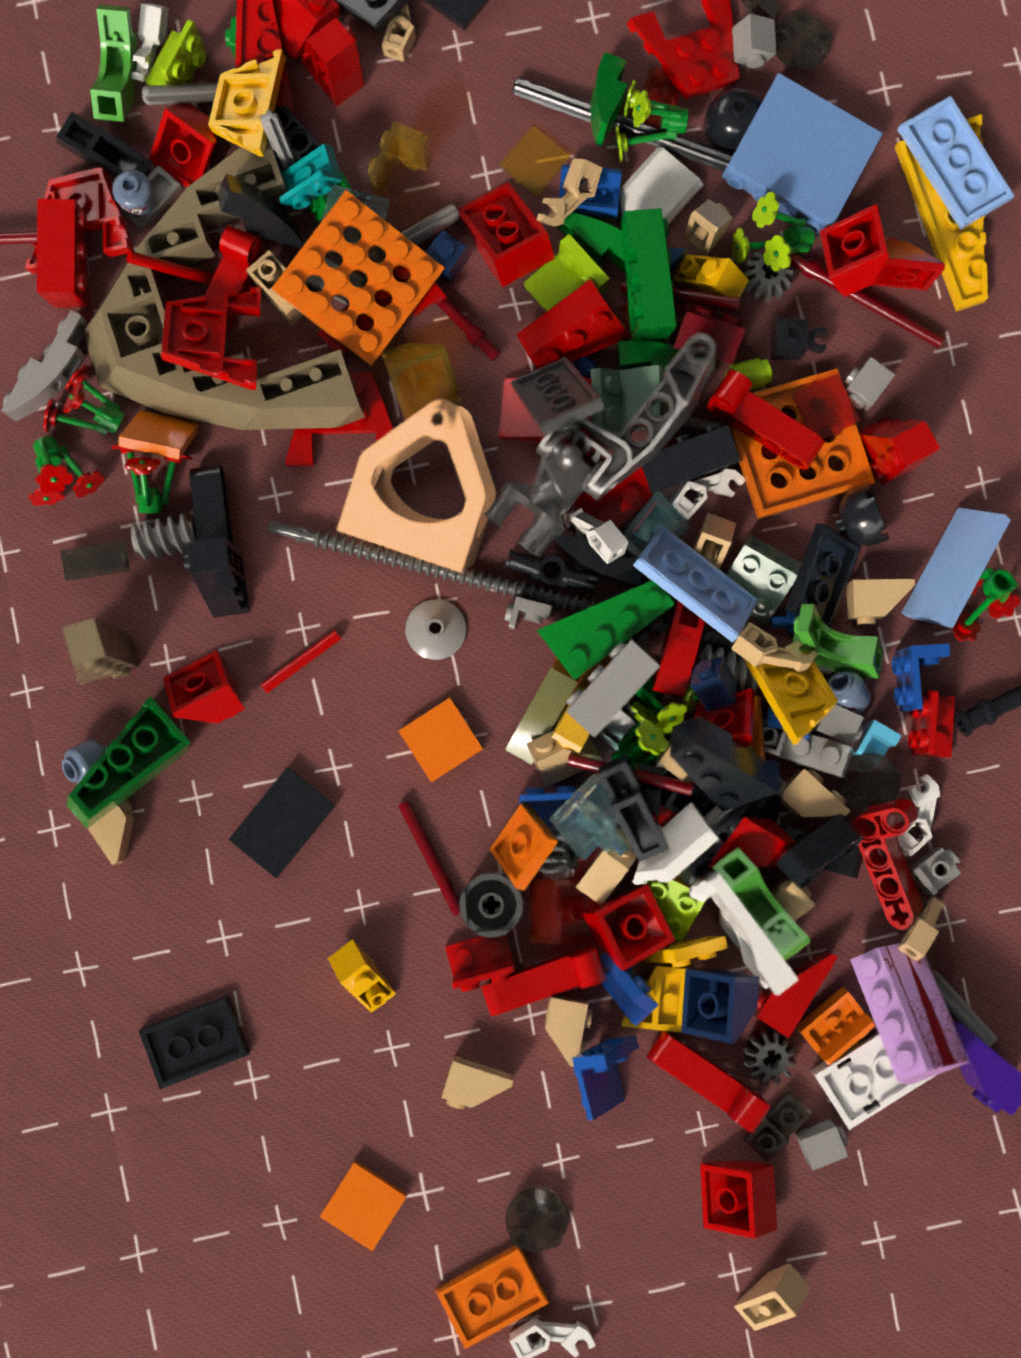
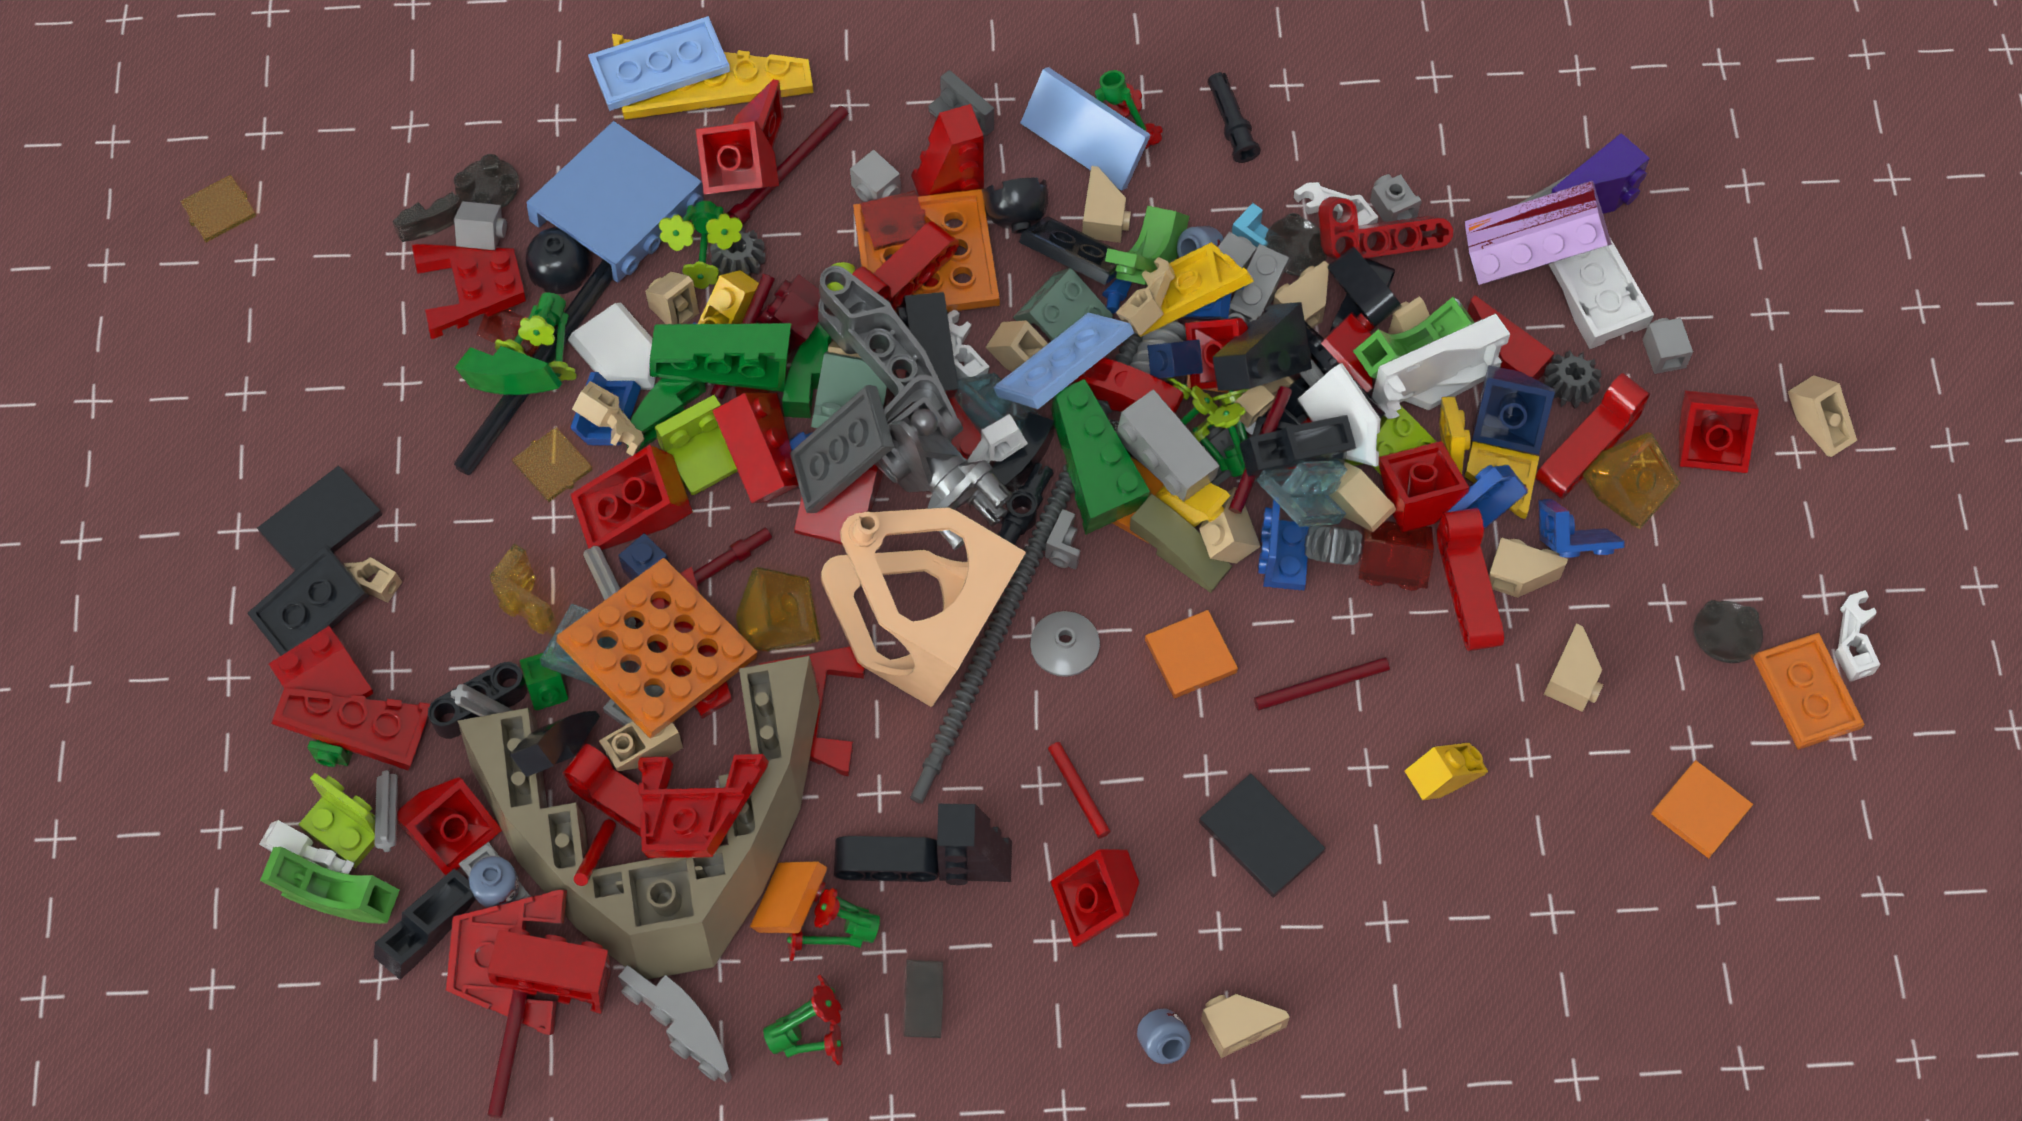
camera: 80 degrees left, 20 degrees down
(99, 650) = (1041, 990): dark tan wedge -> none
(108, 417) = (734, 976): plant -> none
(129, 762) = (1173, 975): green wedge -> none
(162, 537) = (906, 914): light grey piece -> none
(194, 1042) = (1503, 968): black tile -> none
(242, 99) = (422, 736): yellow wing -> none
(310, 177) = (527, 676): teal bracket -> none
(334, 61) = (390, 642): red wedge -> none
(478, 916) = (1379, 638): dark grey brick -> none
(479, 960) = (1443, 643): red bracket -> none
(523, 846) = (1322, 574): orange tile -> none
(674, 1121) = (1633, 479): none -> clear yellow slope
(777, 1125) = (1661, 392): clear smoke slope -> none
(792, 340) = (813, 240): black brick -> none
(835, 1026) = (1547, 312): orange bracket -> none
(906, 667) = (1192, 185): blue bracket -> none
(923, 930) = (1459, 211): tan piece -> none
(932, 726) = (1243, 180): red bracket -> none
(956, 450) = (957, 94): none -> dark grey bracket

